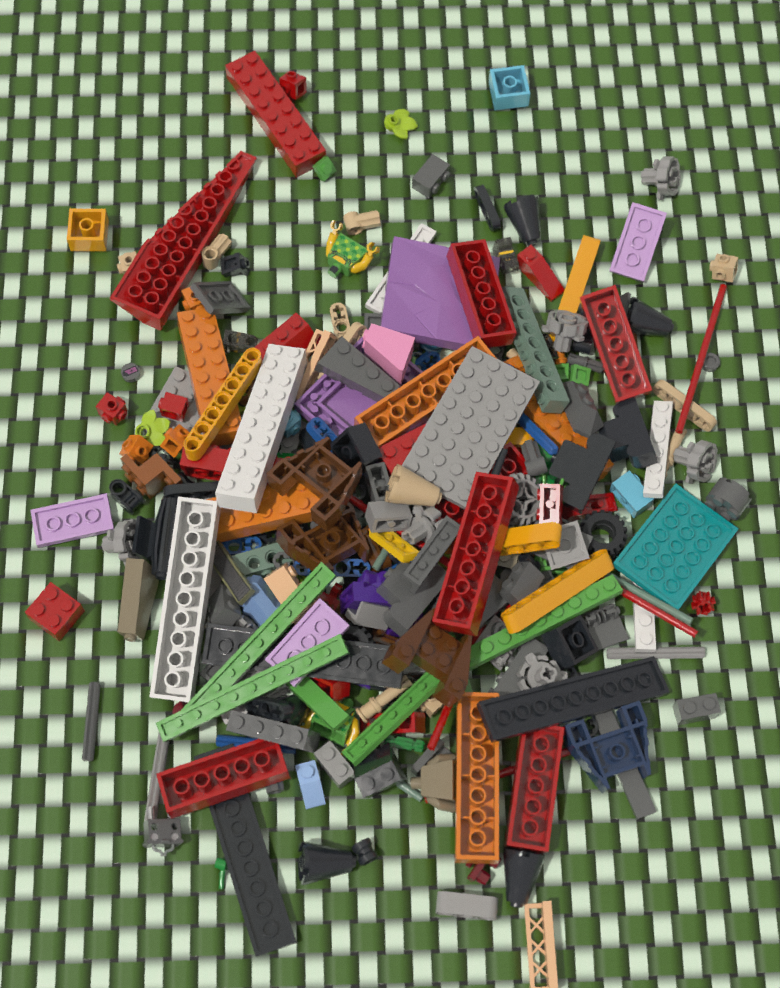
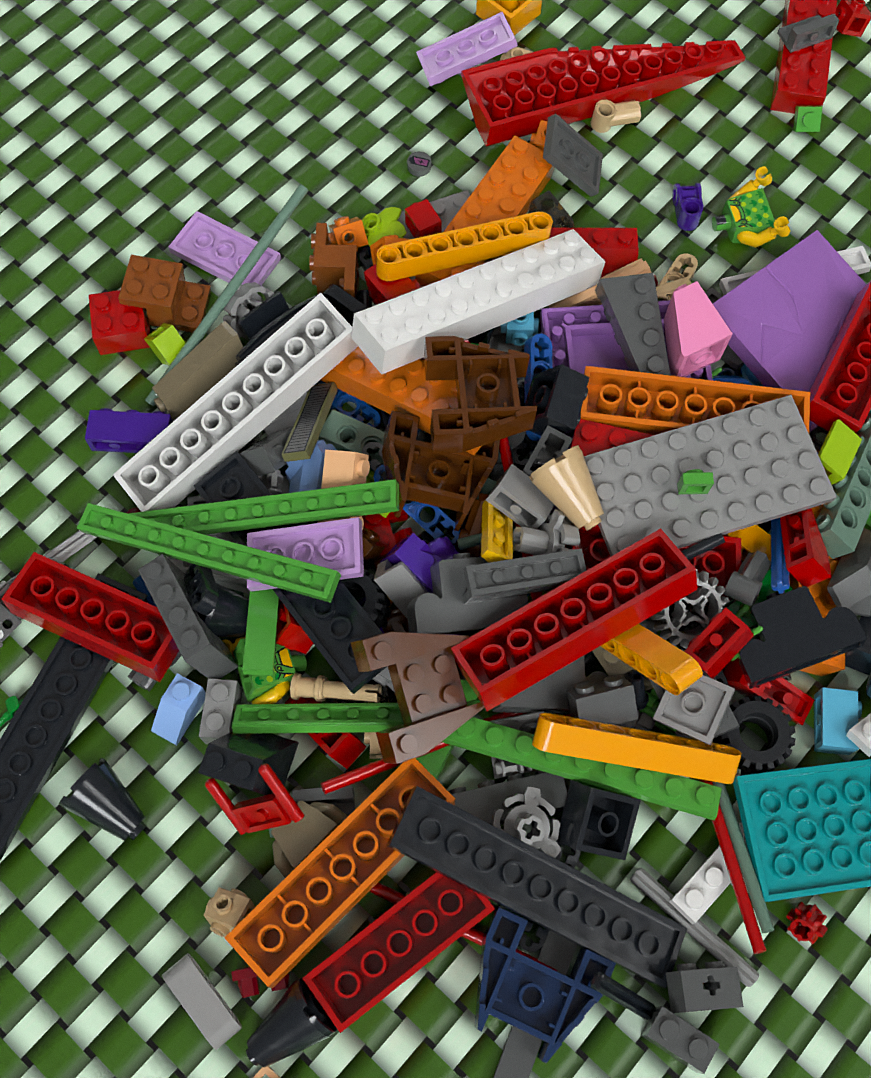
camera: 45 degrees right, 0 degrees up
(67, 573) = (164, 293): none -> dark orange bracket
(91, 722) = (45, 454): dark grey axle -> none
(92, 279) = (467, 48): none -> lavender plate
(98, 600) = (165, 343): none -> lime brick
(112, 409) = (364, 179): red brick -> none
(113, 539) = (237, 280): none -> sand green piece
(127, 667) = (123, 431): none -> dark purple brick
(128, 498) = (294, 273): black piece -> none
(234, 264) = (622, 140): black bracket -> none
(281, 117) = (808, 32): none -> dark grey panel
(304, 272) = (688, 205): none -> dark purple piece
(357, 222) = (792, 194): tan piece -> none
(364, 852) = (159, 831): black wheel -> none
(405, 743) = (315, 757): green axle -> none
(408, 790) = (259, 812): none -> red plate
(439, 852) = (227, 910): none -> tan brick
(469, 433) = (695, 482): none -> bright green plate
(517, 354) = (838, 451): none -> lime panel
(546, 420) = (804, 548): none -> red slope
(605, 626) = (660, 840): dark grey hinge -> none
(655, 712) = (622, 995): none -> black axle
(686, 676) = (720, 985): none -> dark grey brick

